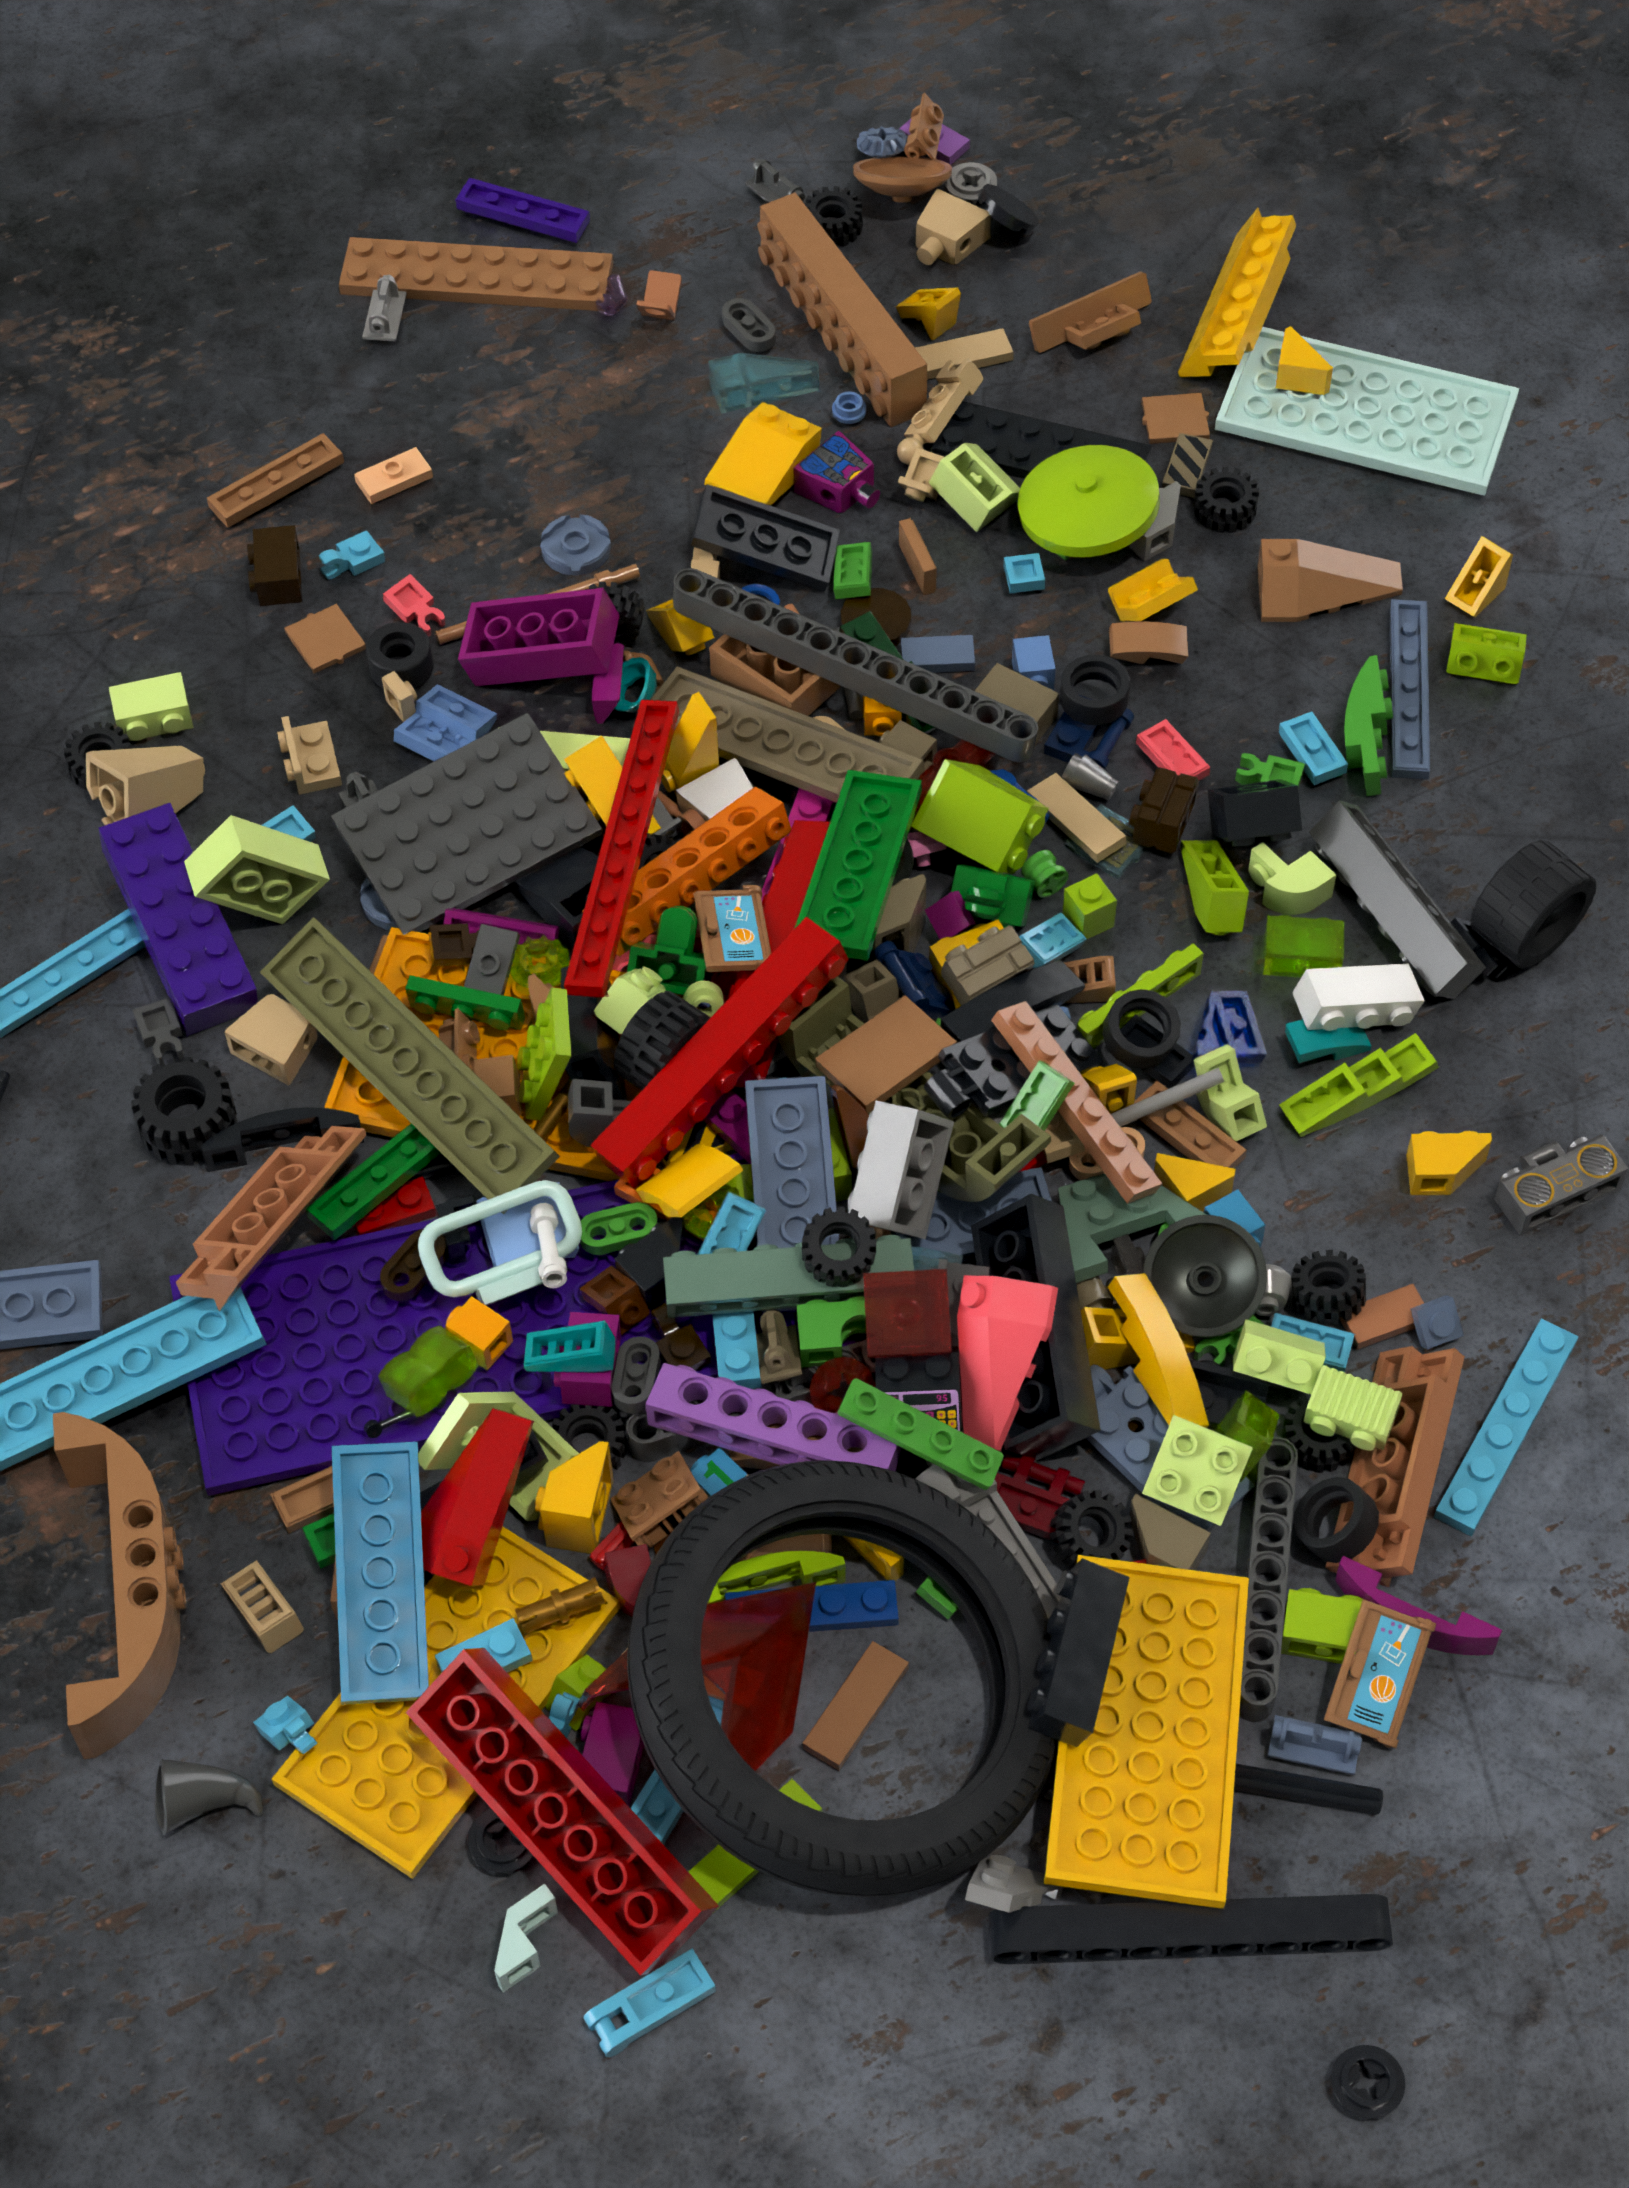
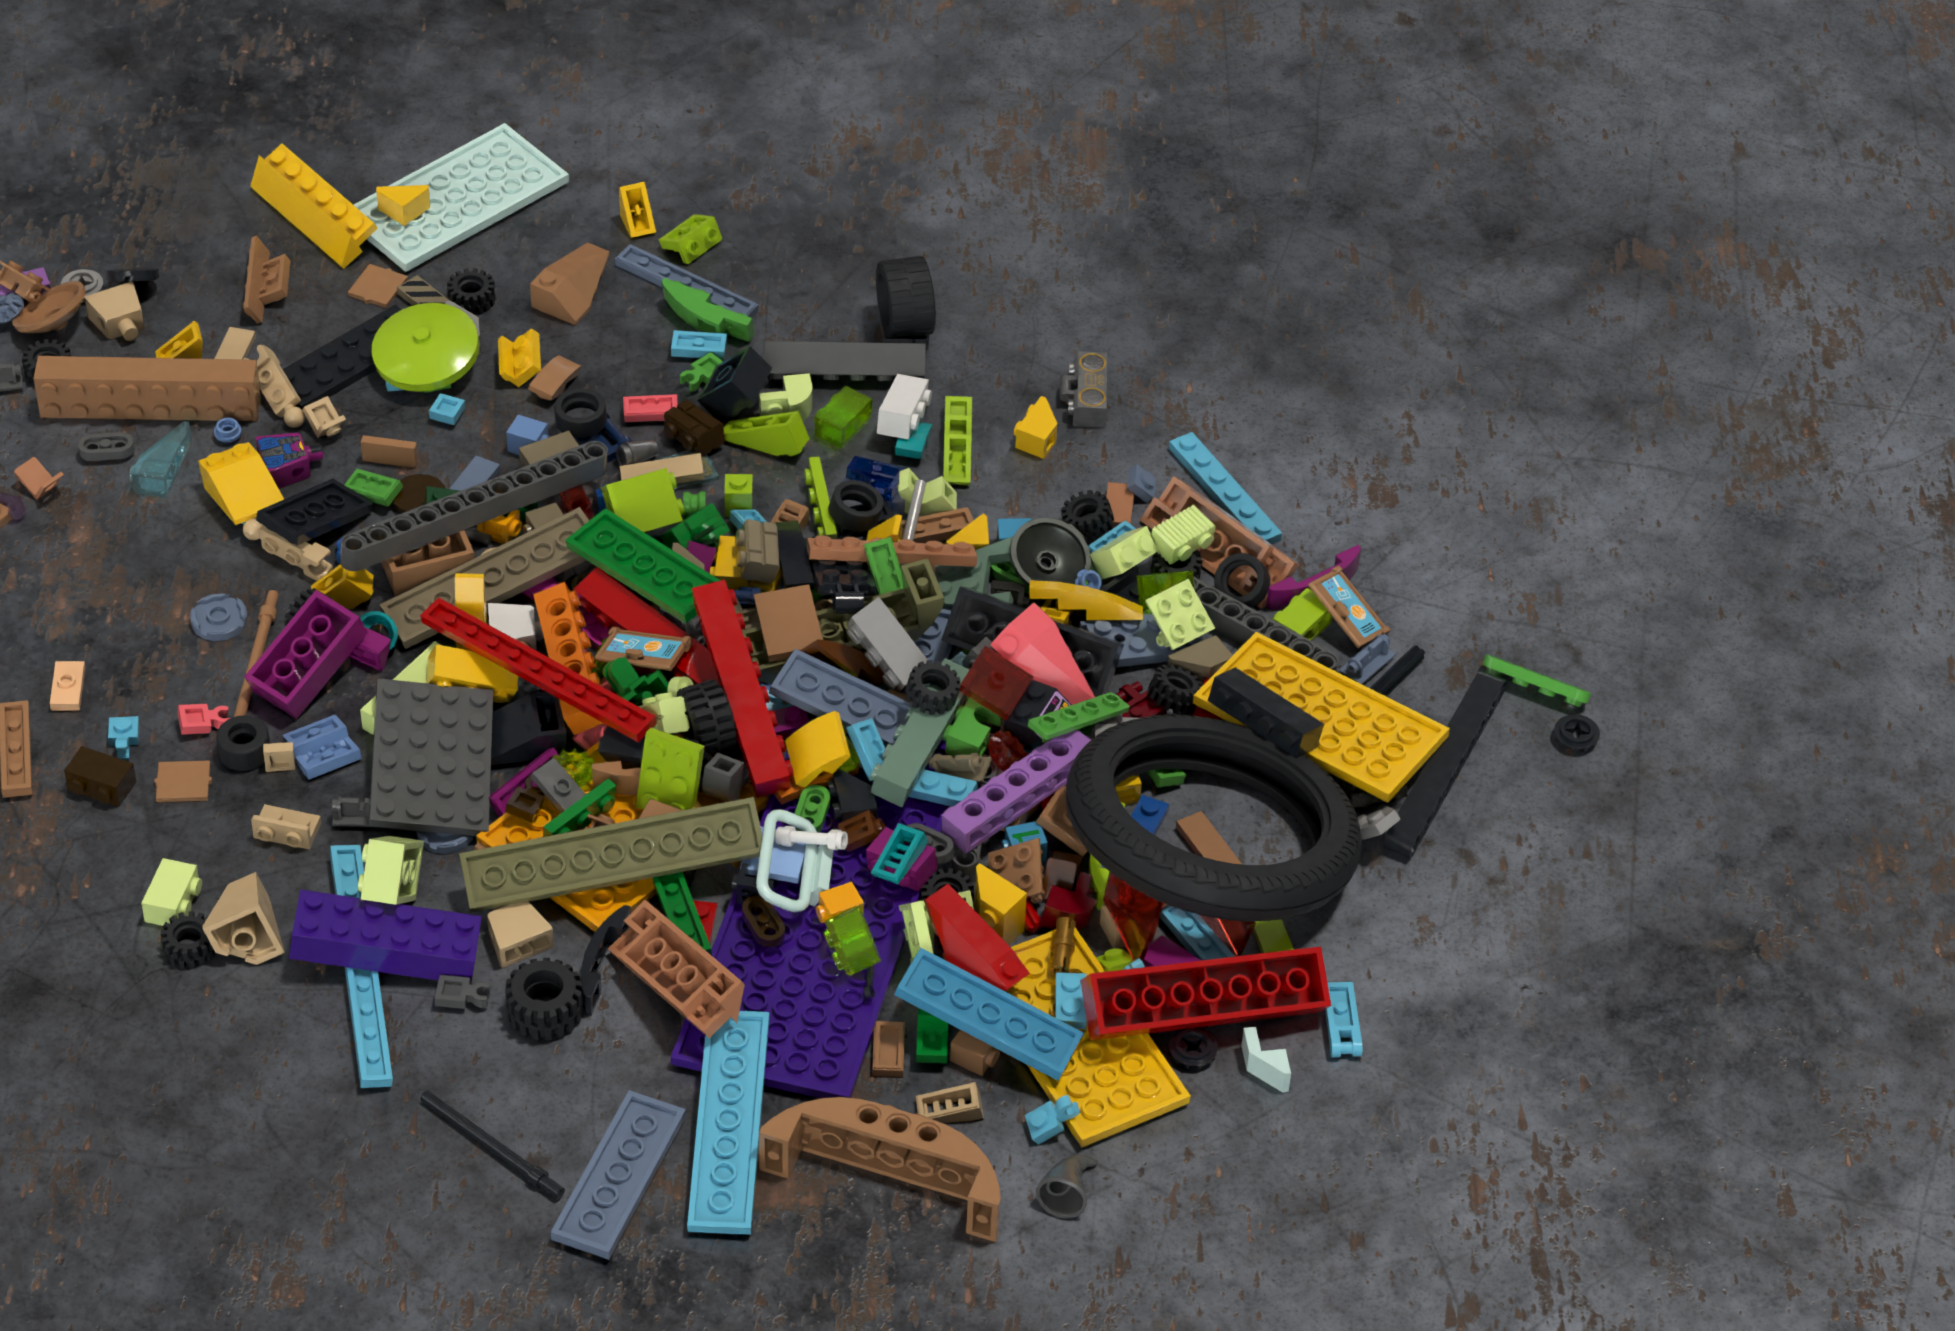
camera: 65 degrees left, 10 degrees down
(677, 1344) = (917, 813): dark brown plate -> none
(974, 485) = (361, 395): yellowish green slope -> none
(1198, 1329) = (1090, 576): none -> medium blue plate
(1428, 1982) = (1547, 685): none -> bright green plate

